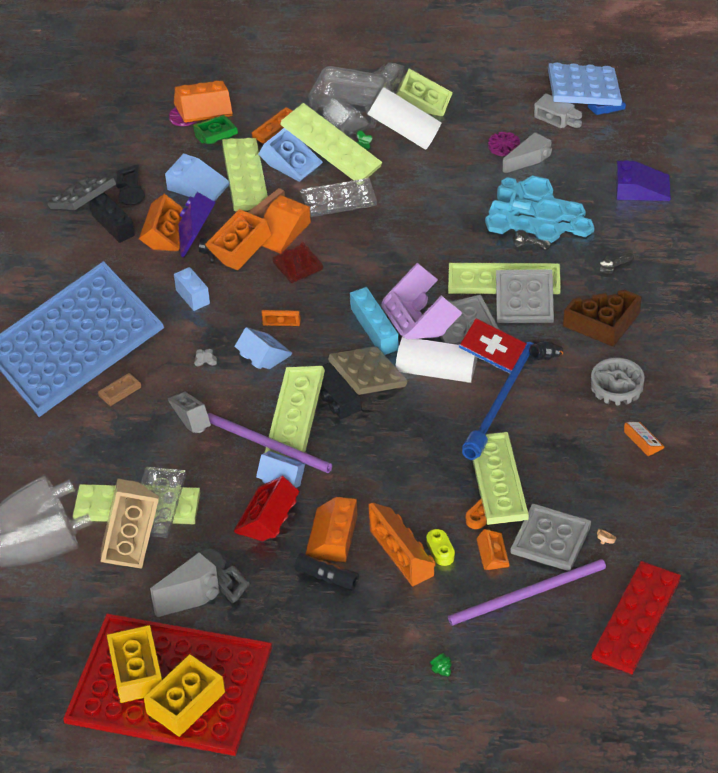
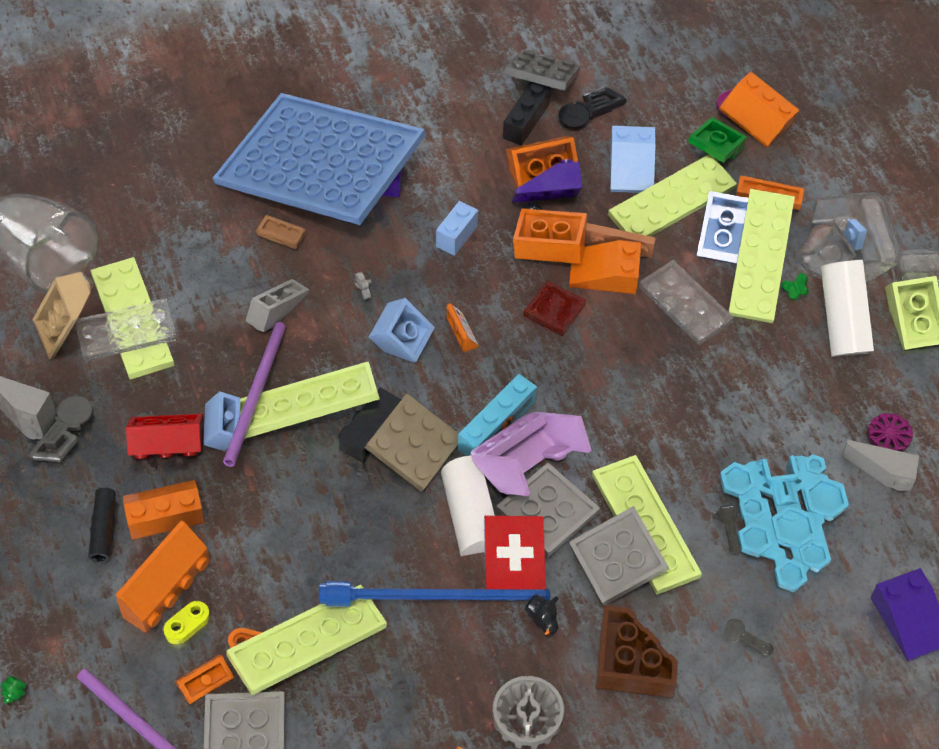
camera: 60 degrees right, 10 degrees up
(343, 95) = (855, 234): none -> light blue plate

